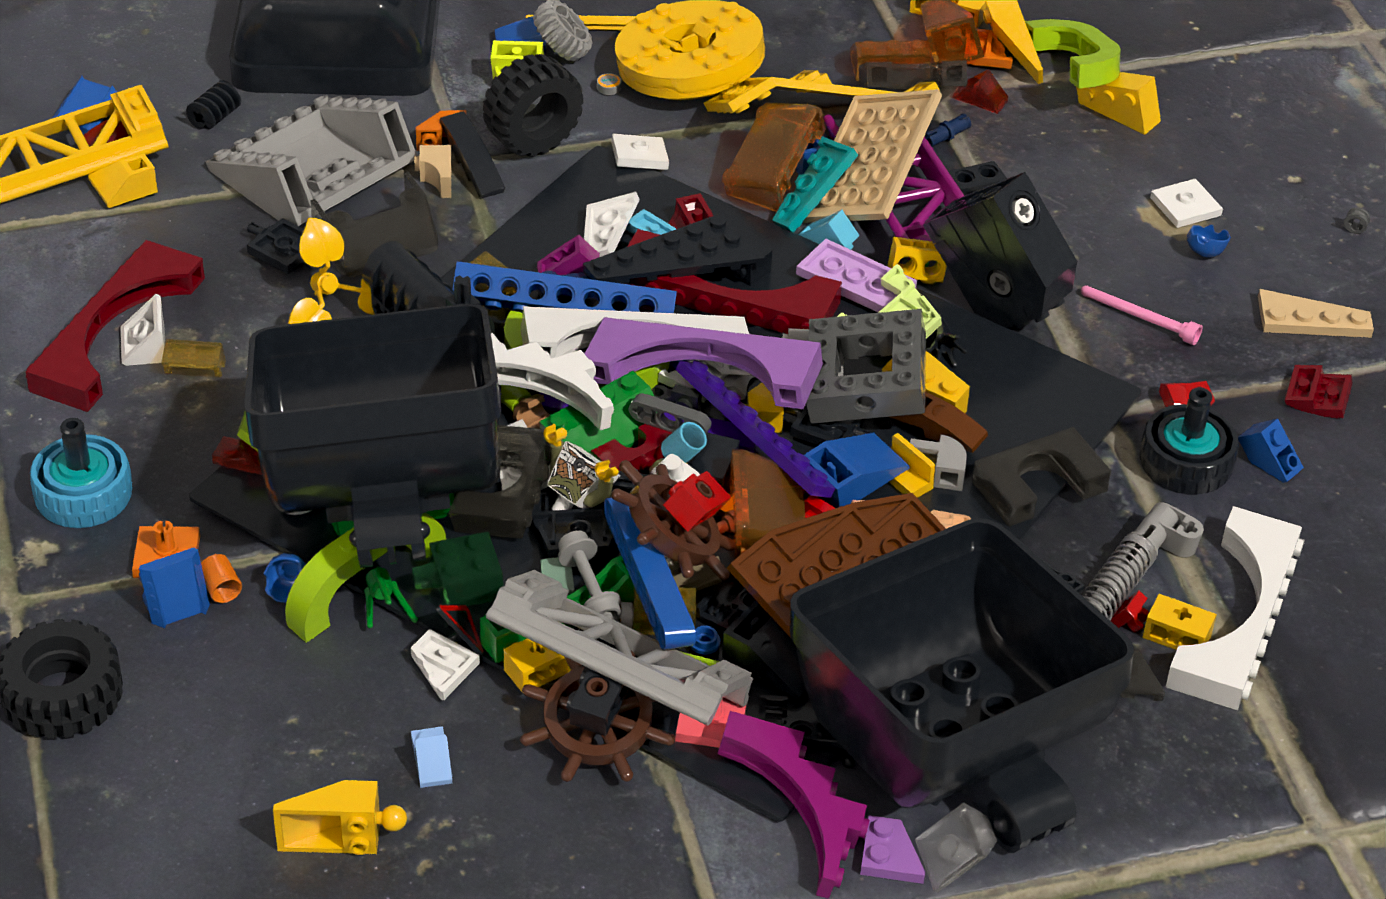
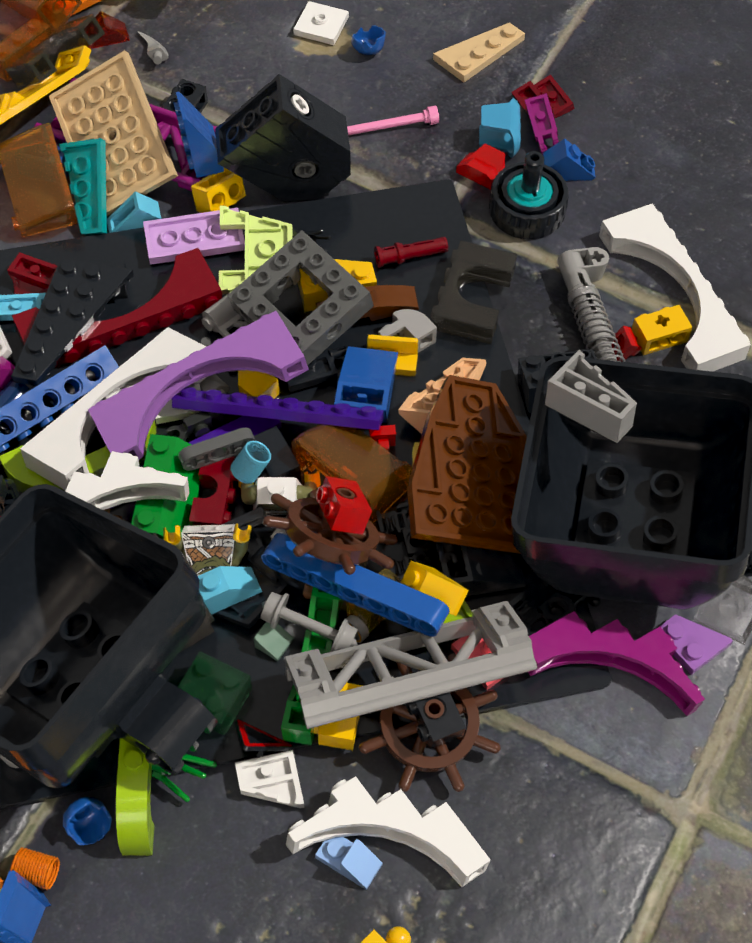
camera: 45 degrees left, 15 degrees up
(490, 750) = (394, 817): none -> white arch
(559, 508) = (227, 586): none -> medium azure slope
(710, 620) = (435, 584): none -> yellow slope
(933, 190) = (197, 138): none -> blue slope
(965, 550) = (591, 399): none -> light grey wedge
(1008, 133) = (155, 49): none -> light grey bar
(1014, 405) = (399, 252): none -> dark red pin
(1244, 379) = (501, 127): none -> dark azure piece
(1289, 399) = (542, 120): none -> magenta hinge

